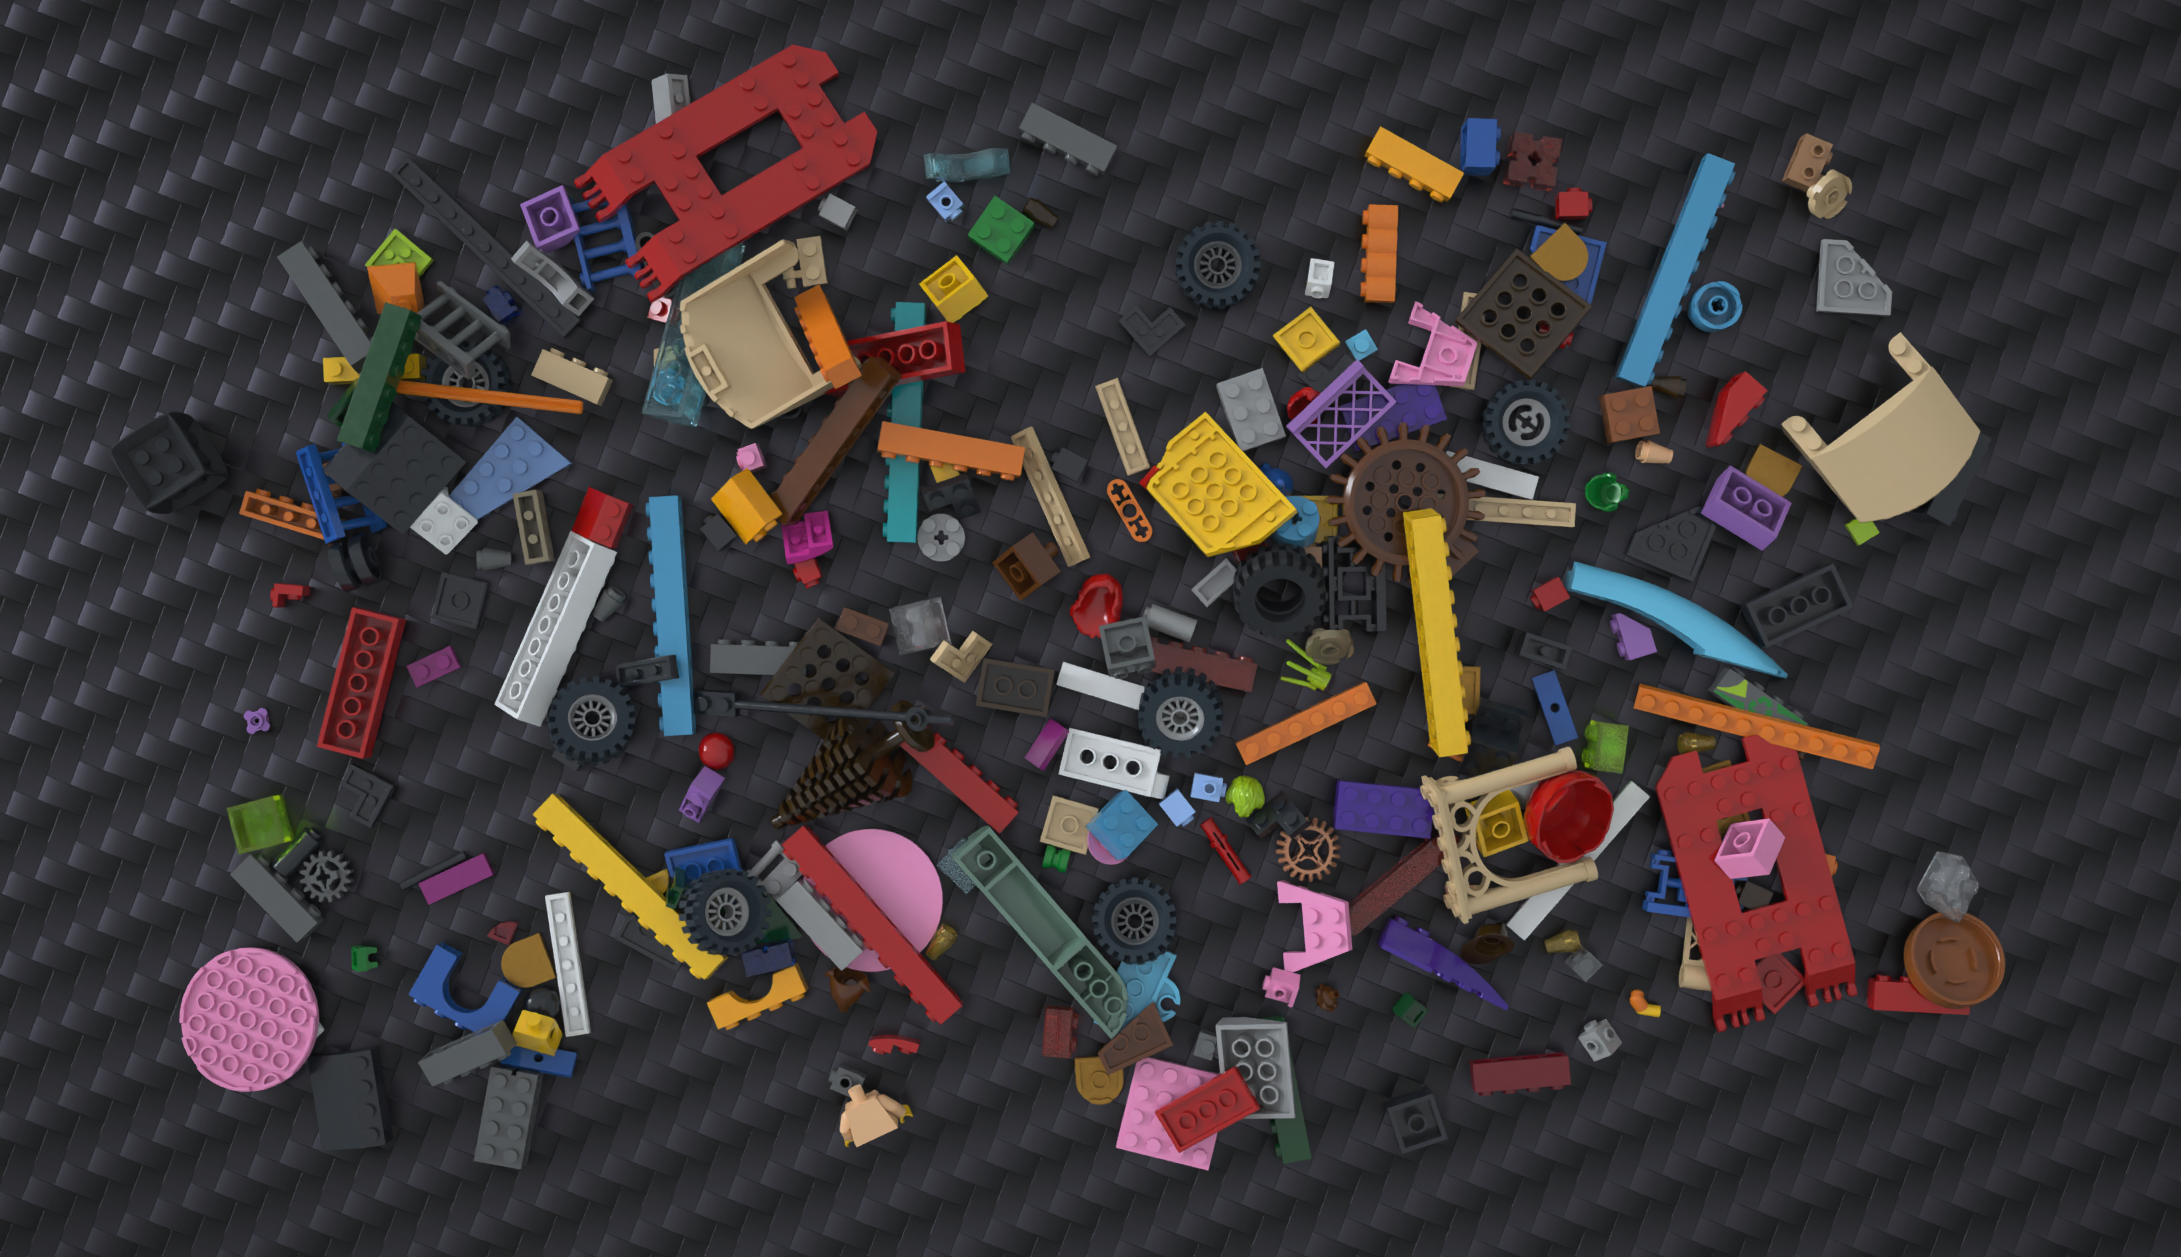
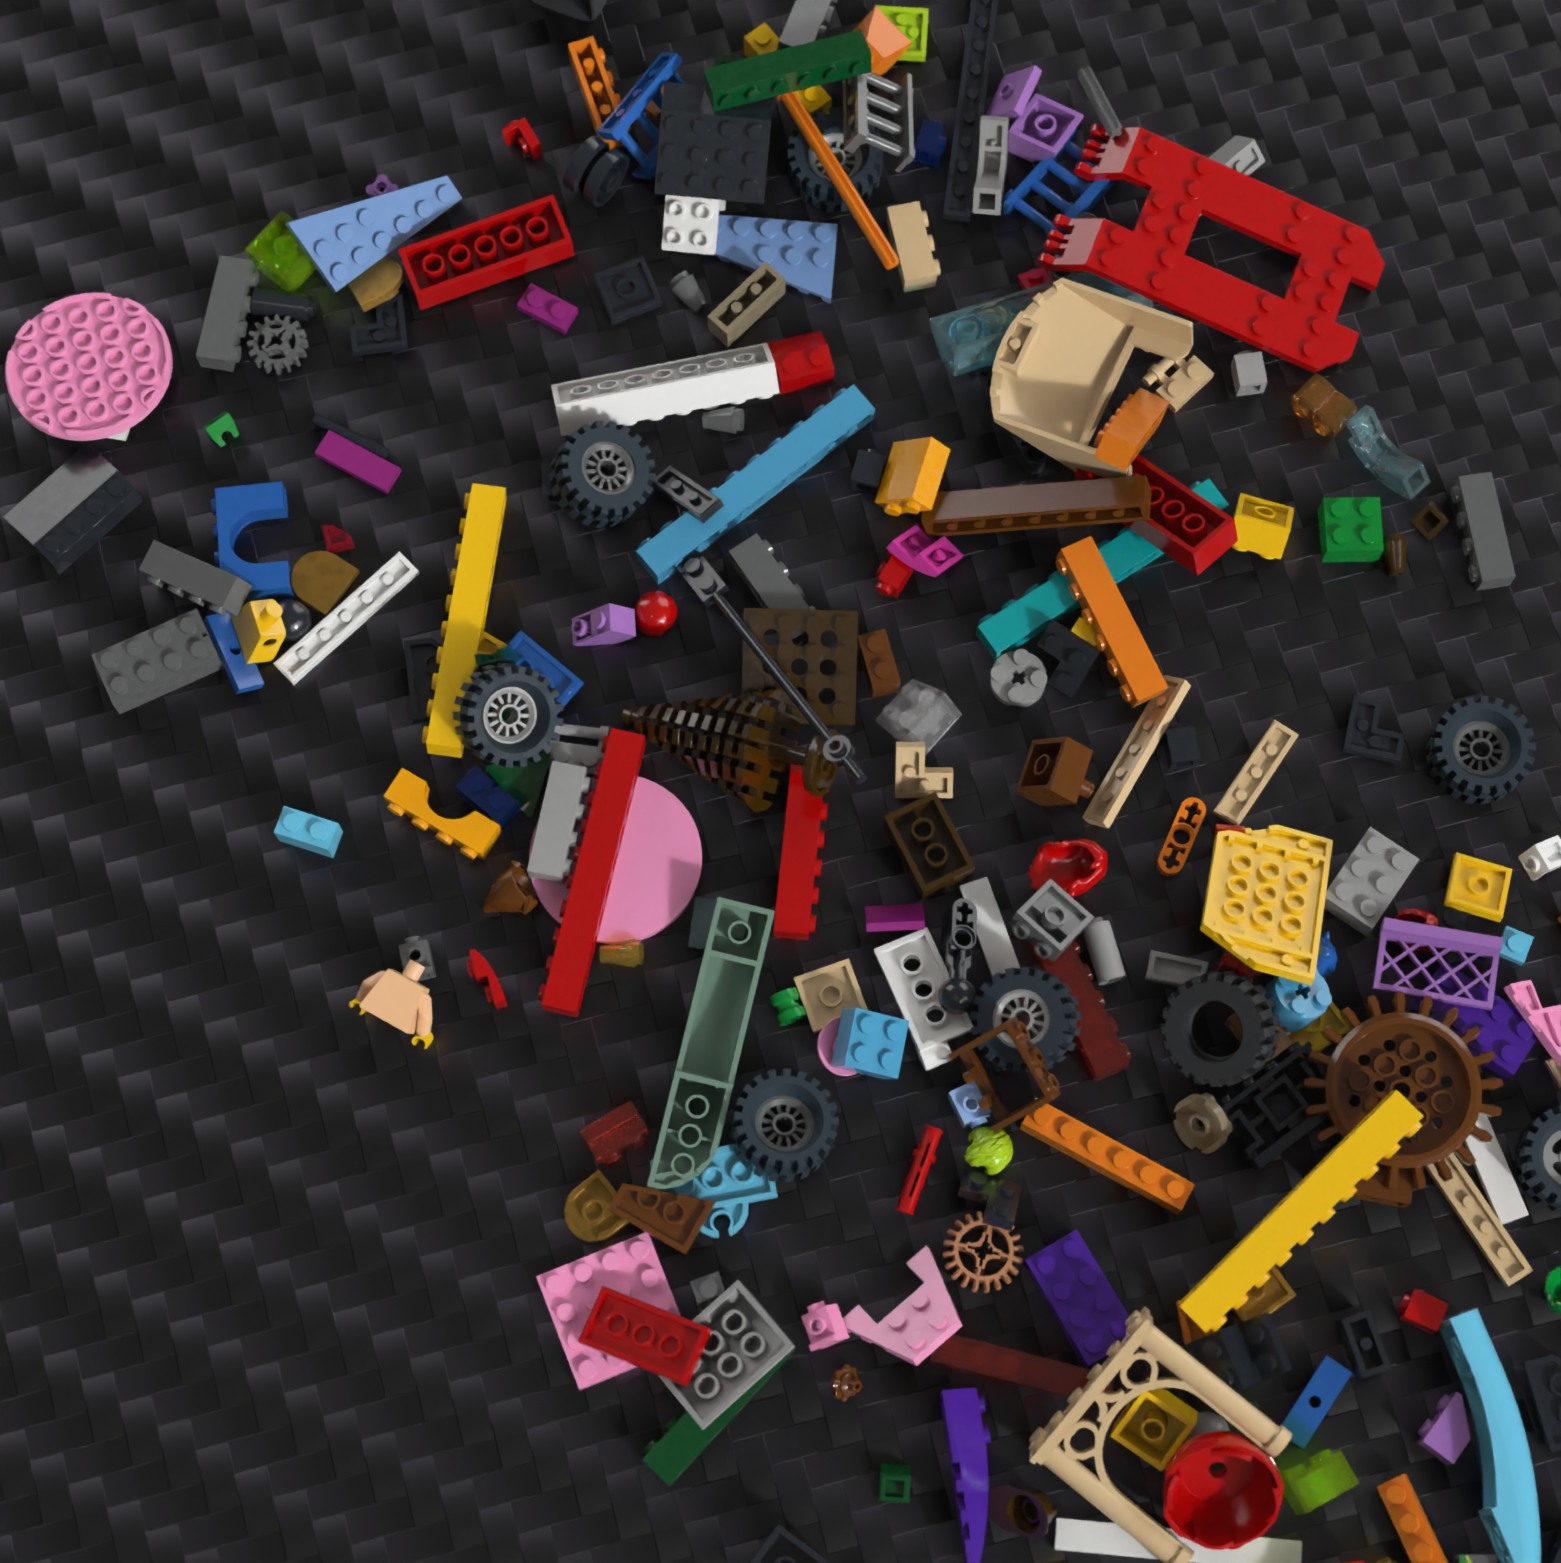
camera: 55 degrees right, 15 degrees down
(284, 762) = (358, 235): none -> medium blue wing
(327, 776) = (377, 284): none -> pearl gold tile
(508, 220) = (1014, 93): none -> medium lavender plate
(559, 162) = (1100, 102): none -> dark grey axle
(706, 1094) = (308, 831): none -> medium azure brick
(751, 458) = (962, 452): bright pink brick -> none
(899, 179) = (1323, 406): none -> clear orange brick
(936, 197) = (1339, 452): light blue brick -> none
(1033, 167) = (1430, 520): none -> dark brown slope
(1130, 744) = (958, 923): none -> black beam
(1177, 808) = (926, 1090): light blue brick -> none
(1209, 733) = (1031, 1056): none -> reddish brown window
(1318, 677) = (1160, 1137): lime plant -> none

